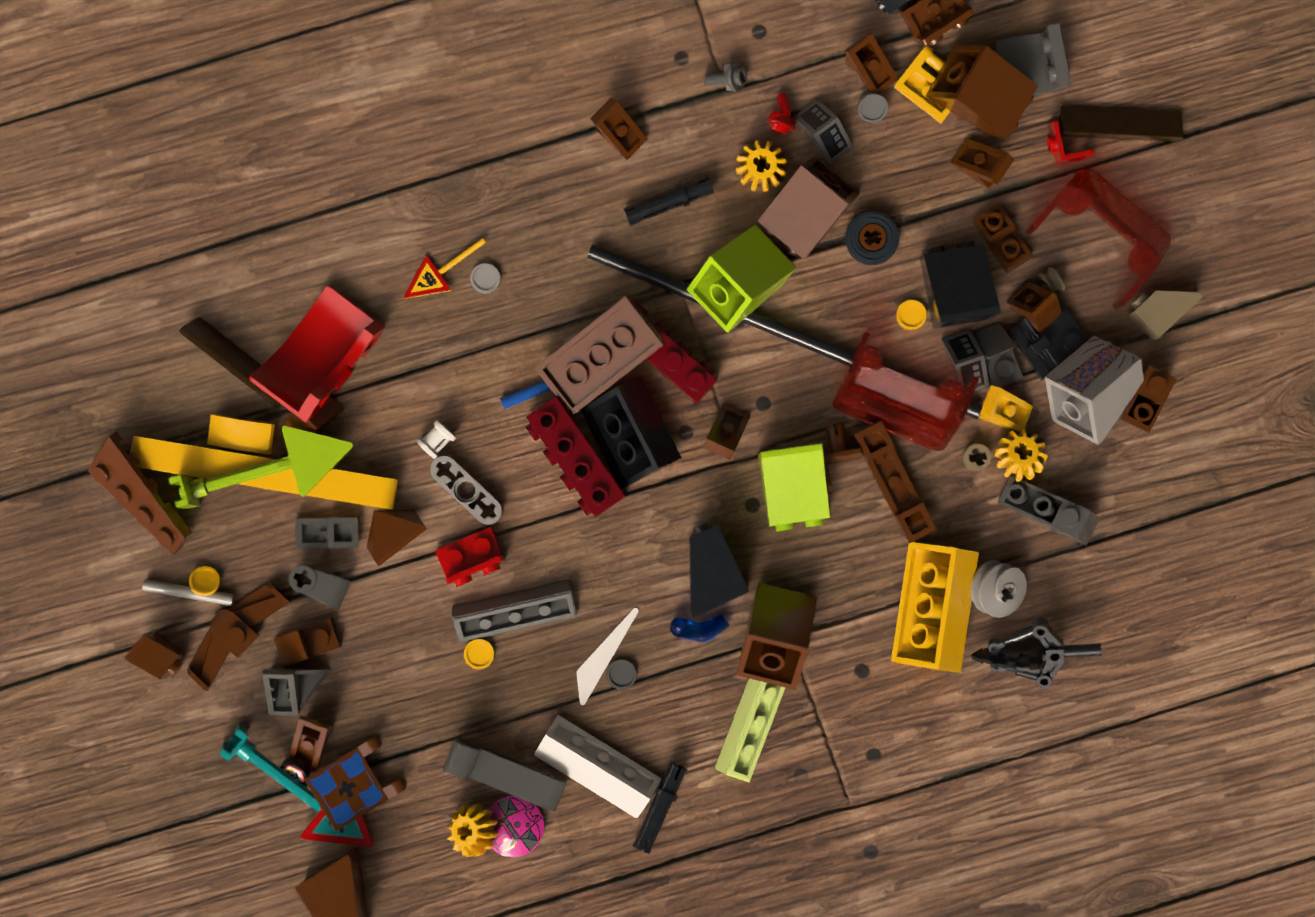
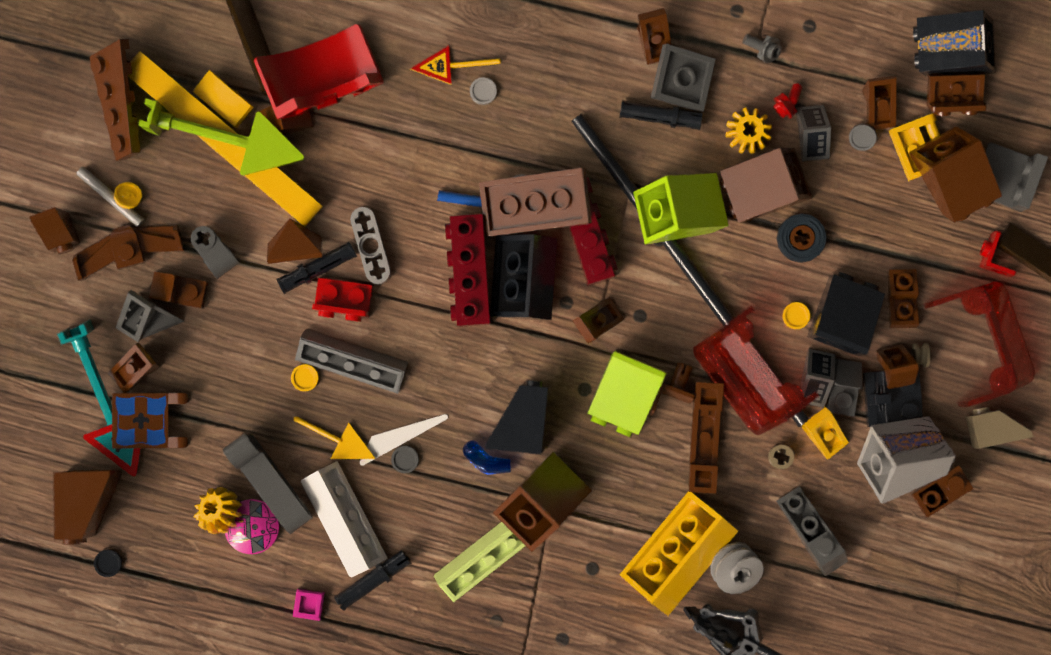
camera: 30 degrees right, 0 degrees up
(296, 768) = (111, 381): black tile -> none
(326, 533) = (243, 214): dark grey slope -> none
(426, 543) = (313, 269): none -> black pin
(435, 439) = (370, 192): white bush -> none
(560, 693) = (349, 445): none -> yellow piece
(612, 867) = (308, 604): none -> dark pink tile
(669, 152) = (683, 78): none -> dark grey hinge
(982, 162) = (922, 230): reddish brown slope -> none
(1030, 451) = (825, 477): yellow gear -> none

